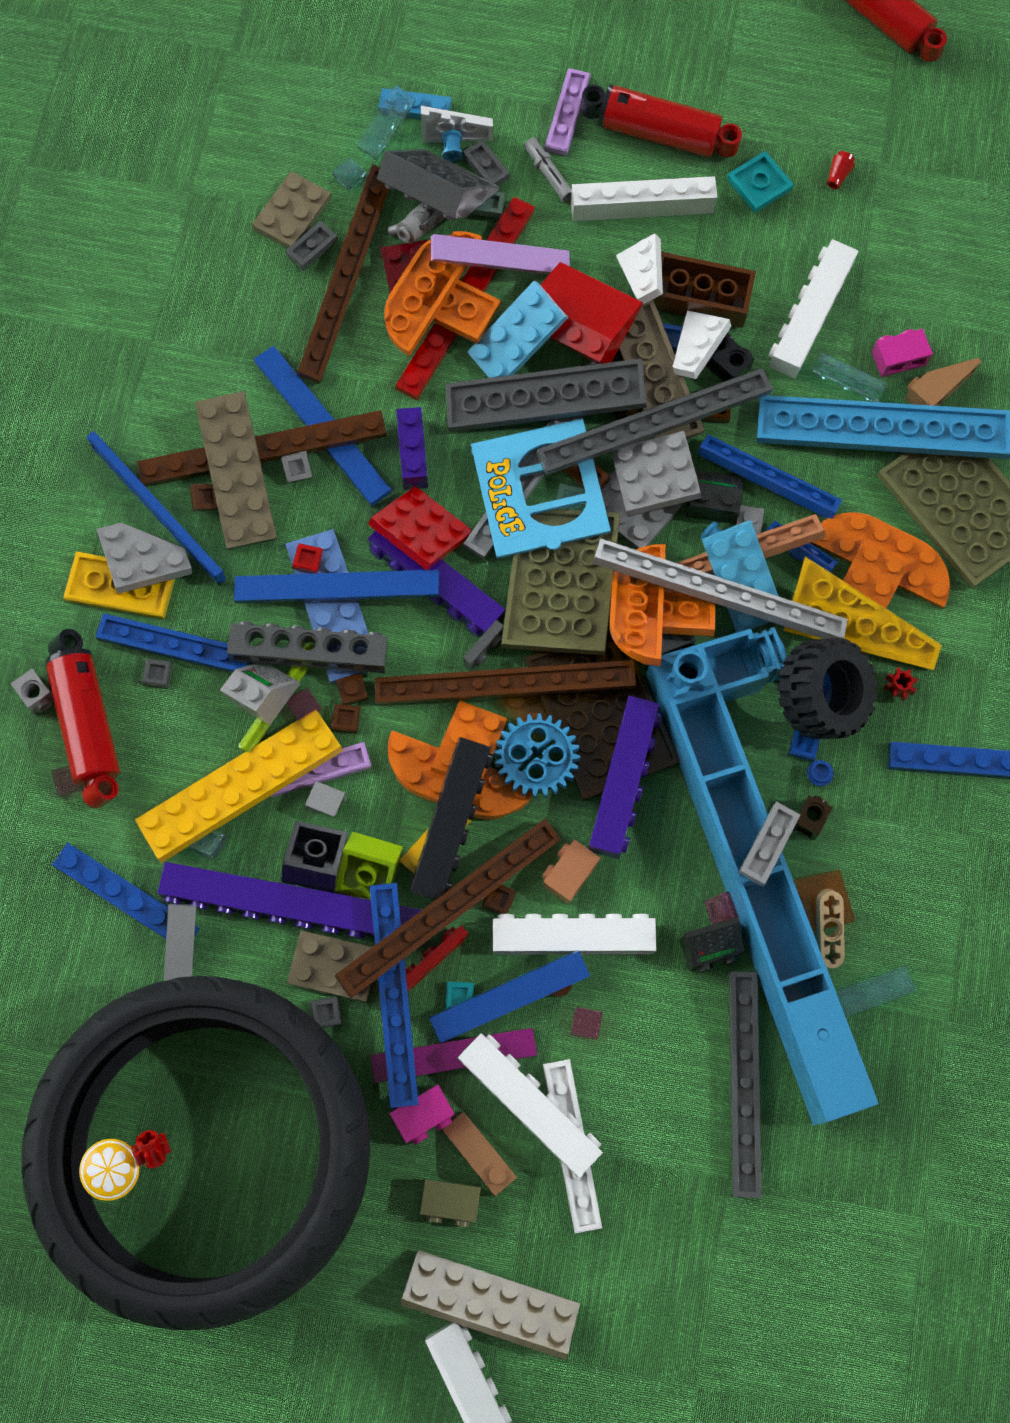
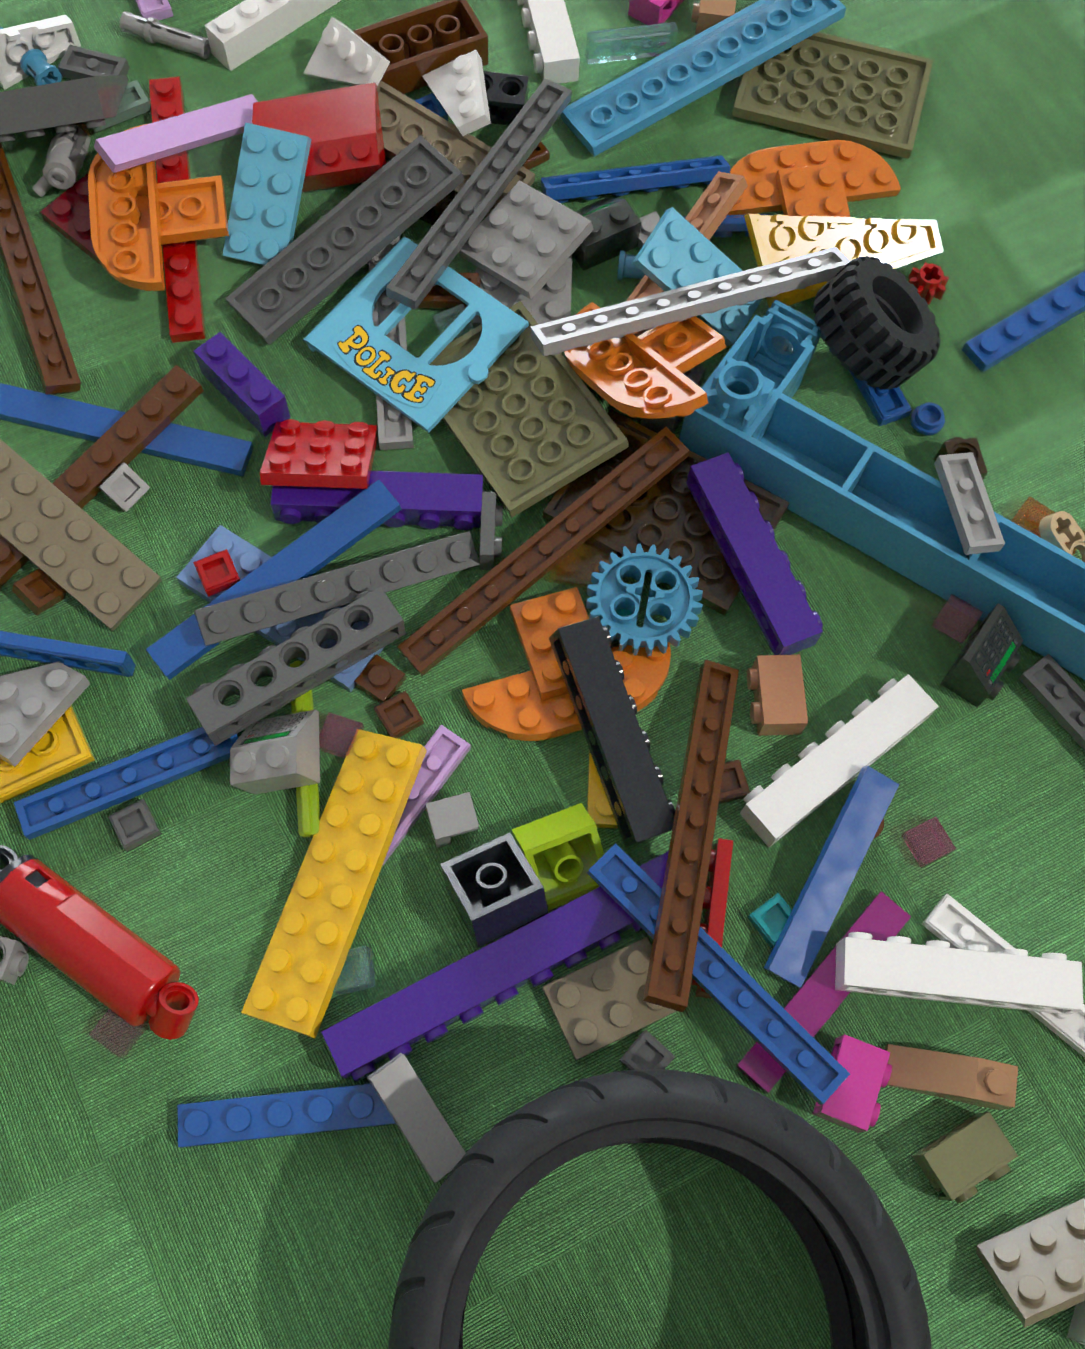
camera: 40 degrees left, 5 degrees down
(367, 618) = (334, 588): none -> dark grey plate

